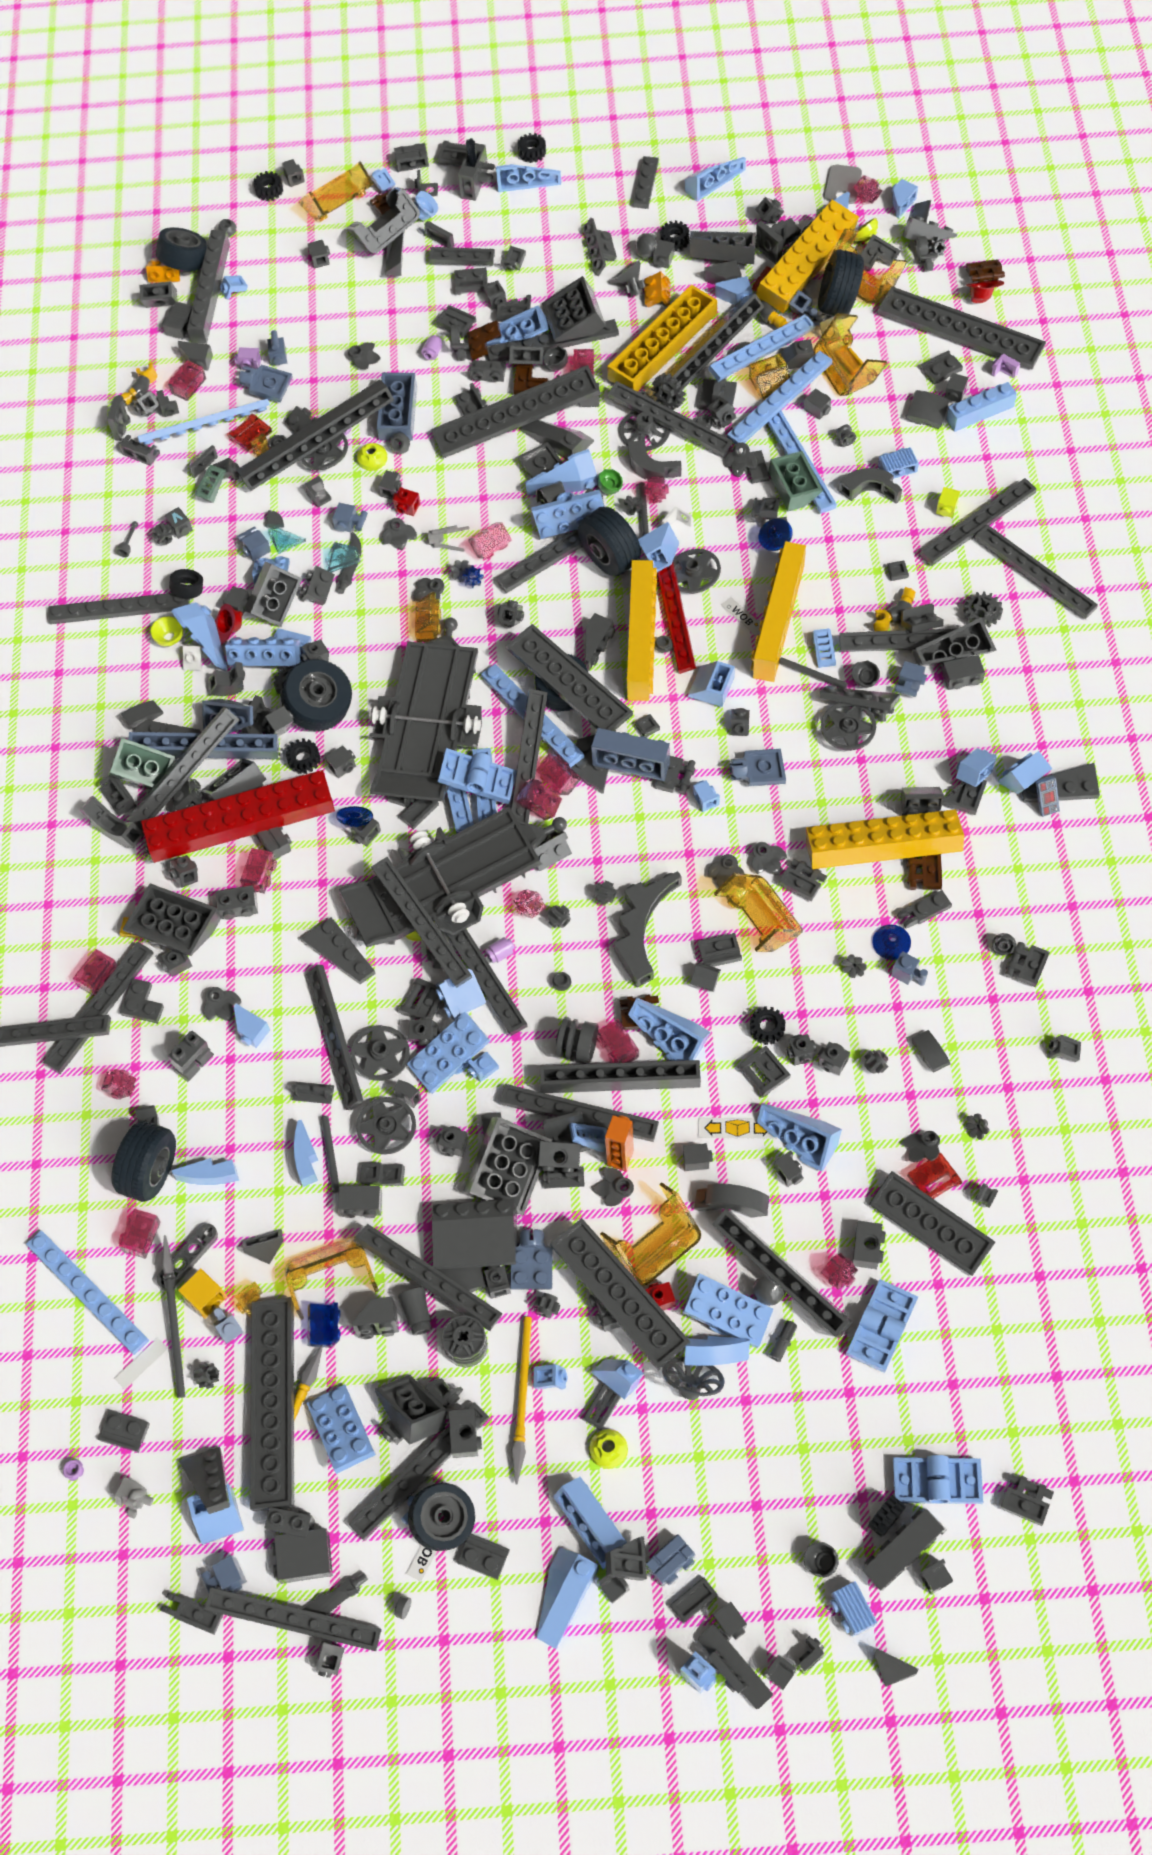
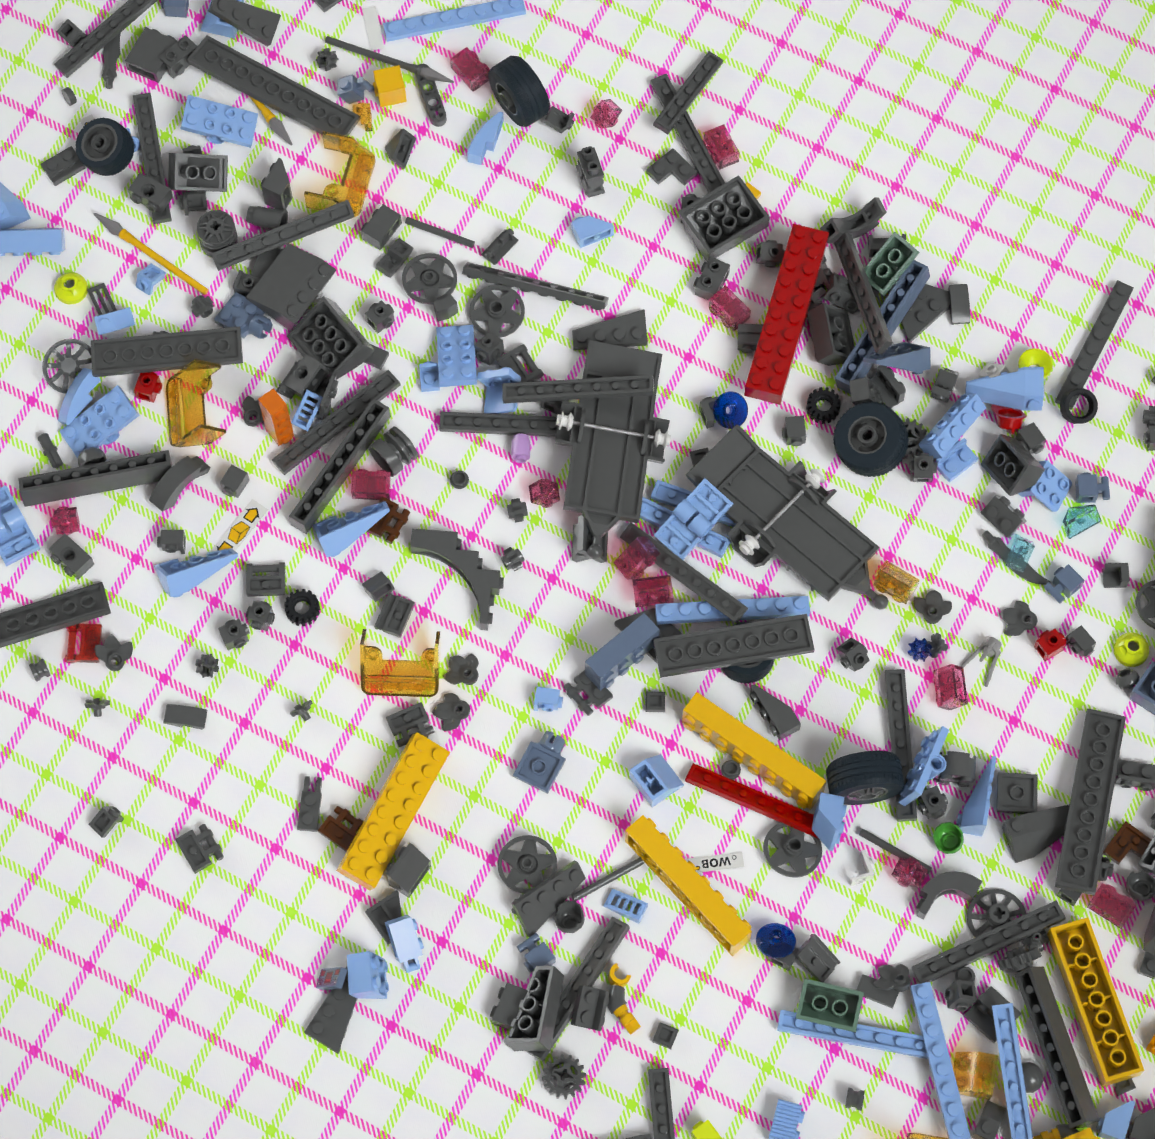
camera: 120 degrees right, 5 degrees up
(222, 1006) = (625, 223): dark grey plate -> none
(274, 520) = (1110, 523): dark grey tile -> none
(304, 1155) = (450, 211): light blue slope -> none
(323, 1325) = (306, 152): clear blue bracket -> none
(633, 504) = (906, 843): dark grey plant -> none
(740, 722) = (602, 779): dark grey bracket -> none
(817, 404) = (912, 1100): dark grey brick -> none
(870, 480) = (789, 1073): dark grey arch -> none
(891, 949) = (307, 766): clear blue dish -> none
(907, 968) = (265, 746): sand blue brick -> none
(1003, 949) = (230, 841): dark grey plate -> none

